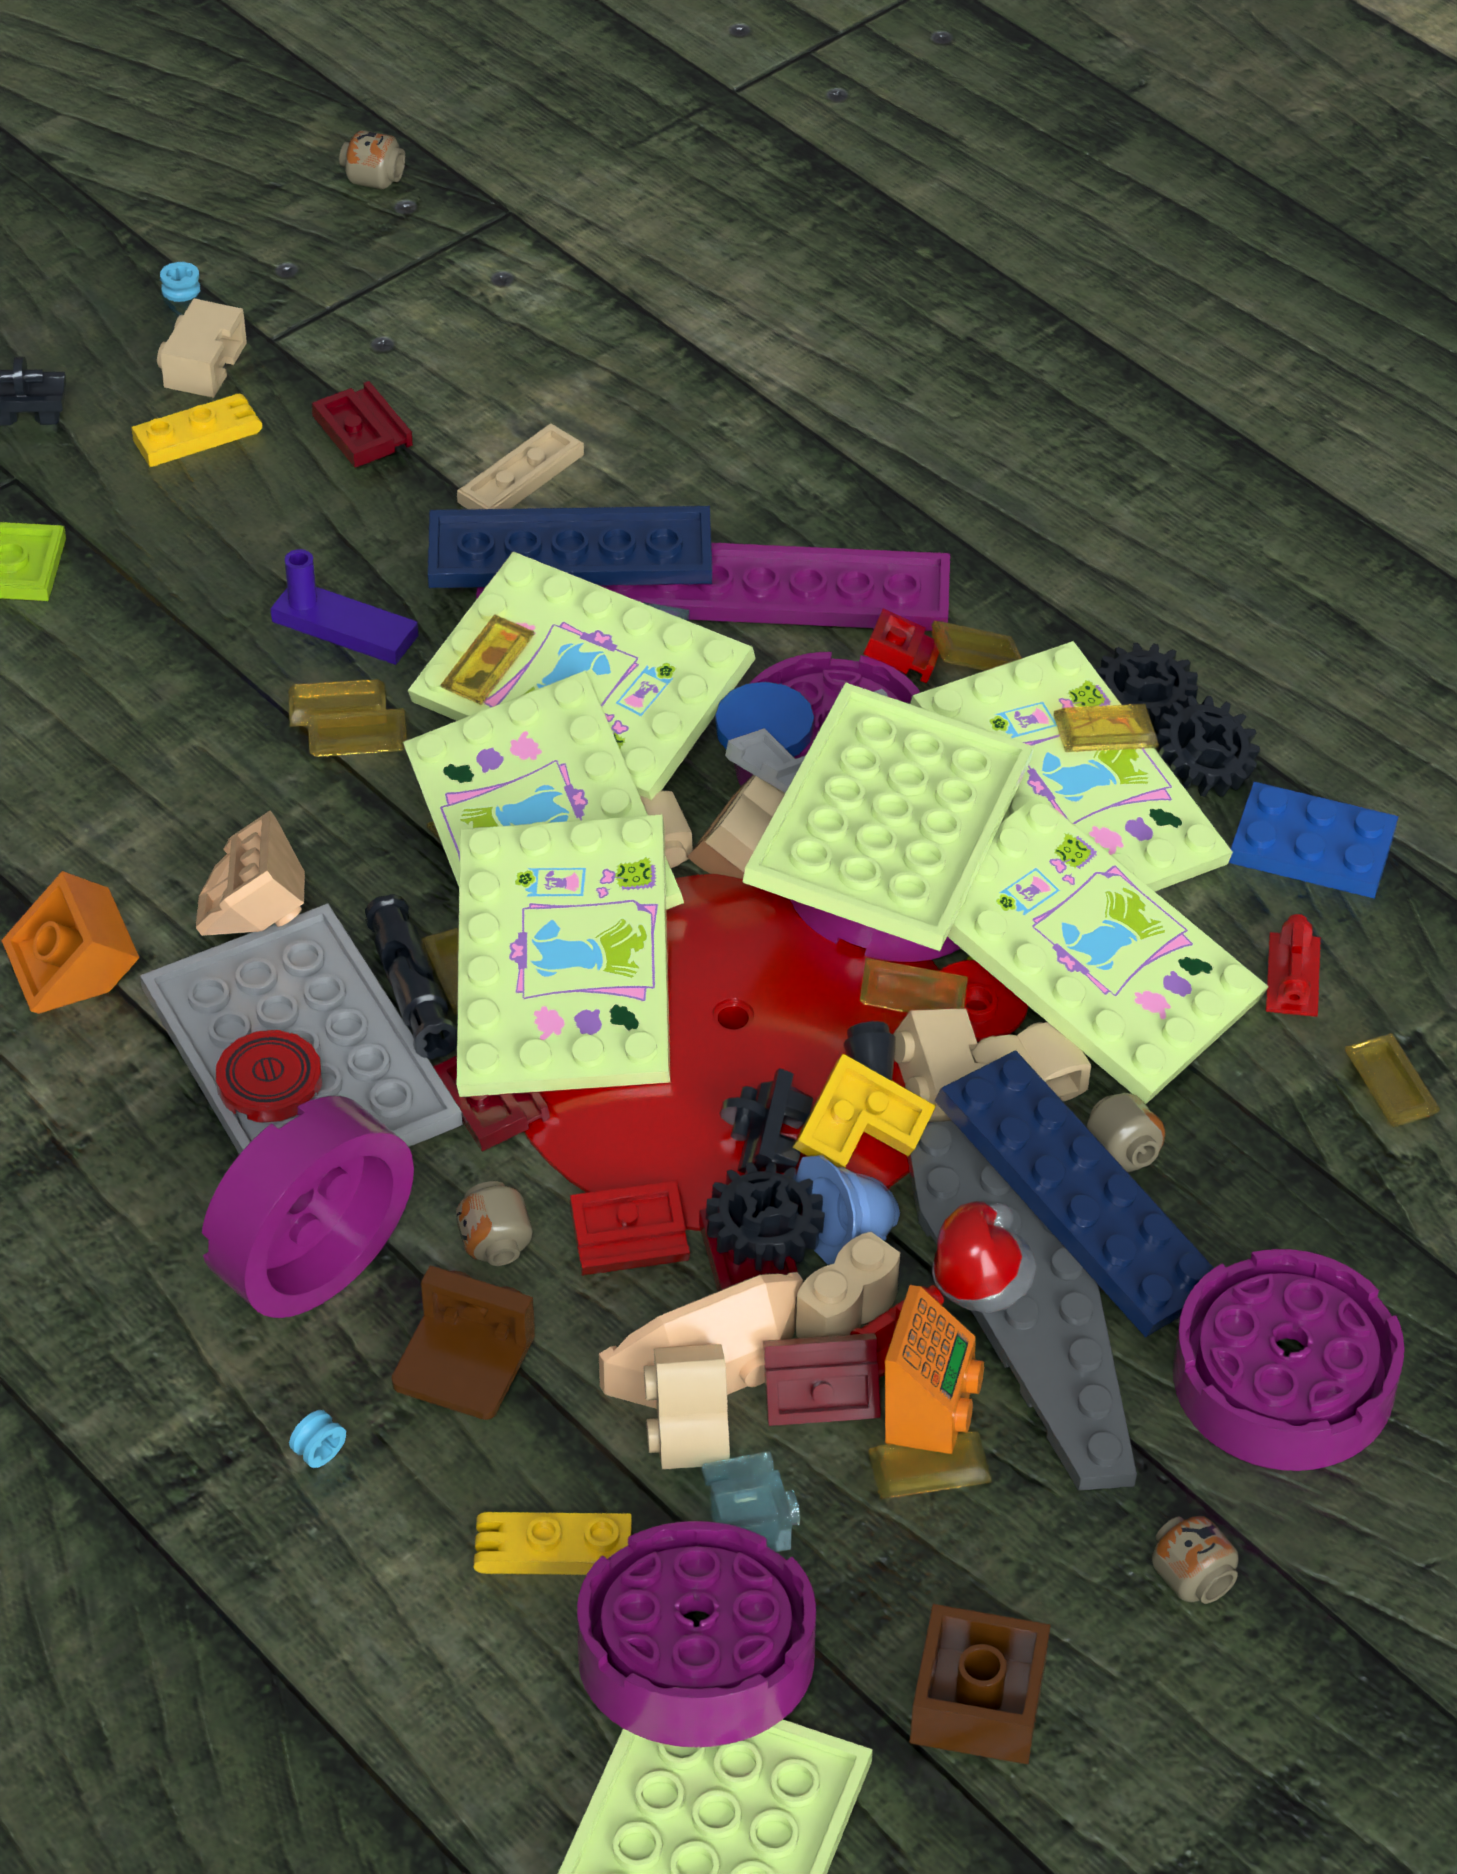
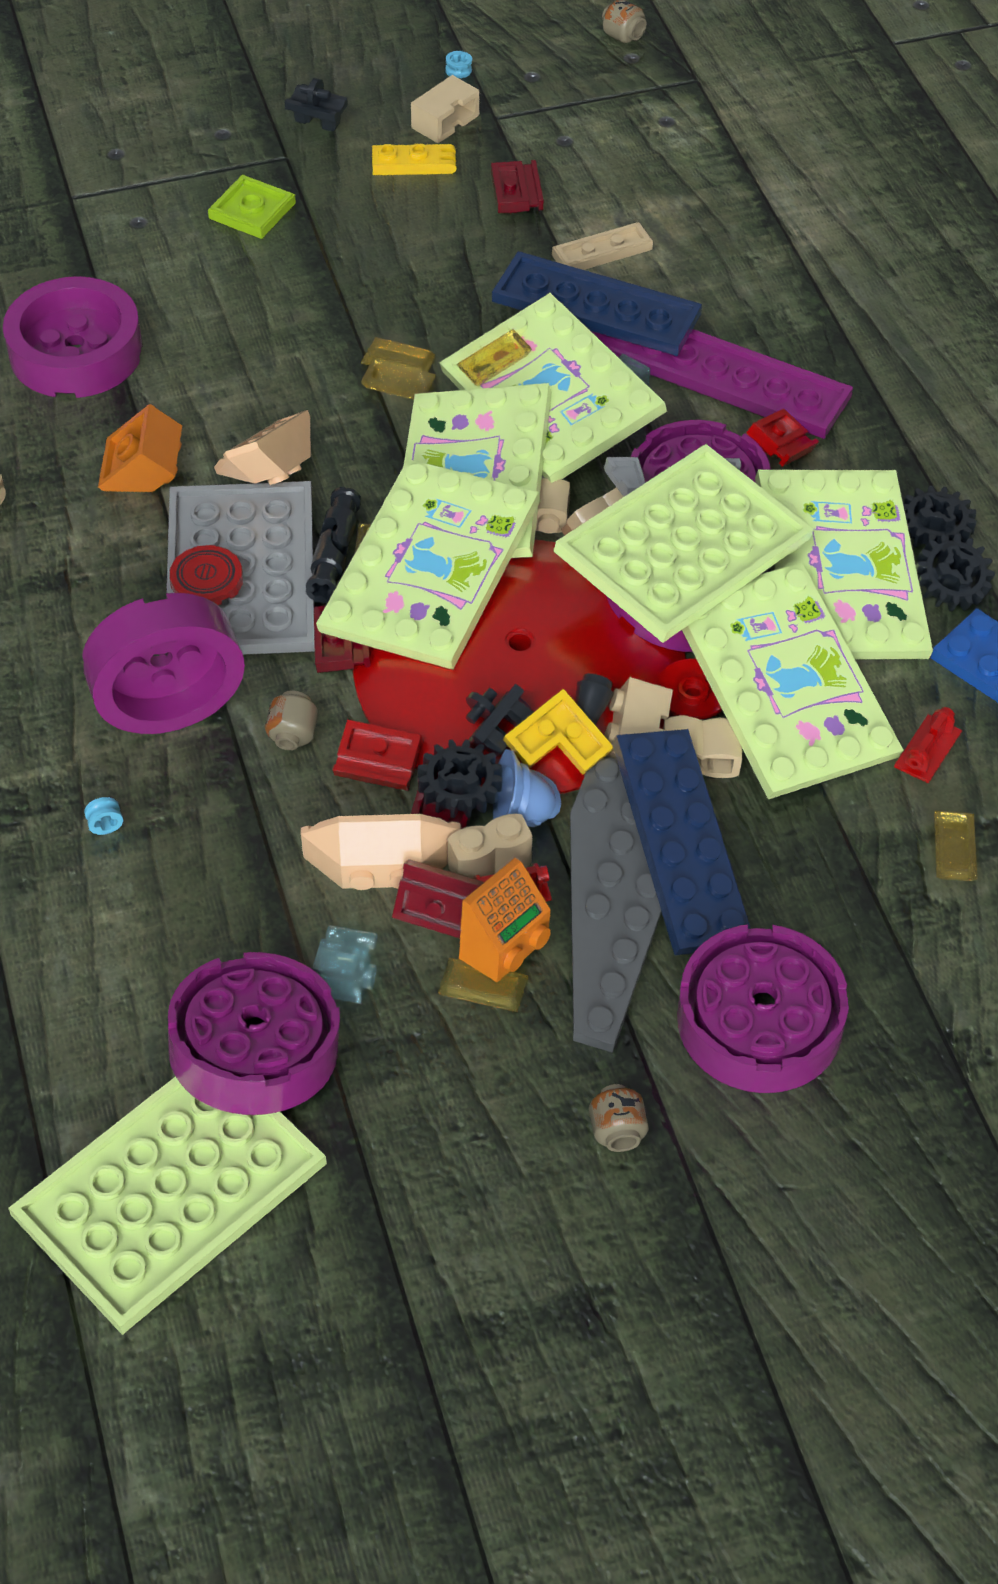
camera: 25 degrees right, 5 degrees up
(339, 617) = (429, 303): dark purple piece -> none
(466, 1343) = (229, 792): reddish brown bracket -> none
(547, 1541) = (206, 936): yellow hinge -> none
(690, 1406) = (336, 883): tan brick -> none
(767, 706) = (654, 447): blue tile -> none
(910, 987) = (648, 664): clear yellow tile -> none
(973, 646) = (831, 453): clear yellow tile -> none
(980, 1684) = (418, 1141): reddish brown brick -> none
(982, 1259) = (585, 858): red piece -> none
(1105, 728) = (884, 536): clear yellow tile -> none
(1127, 1130) = (742, 813): dark tan head -> none

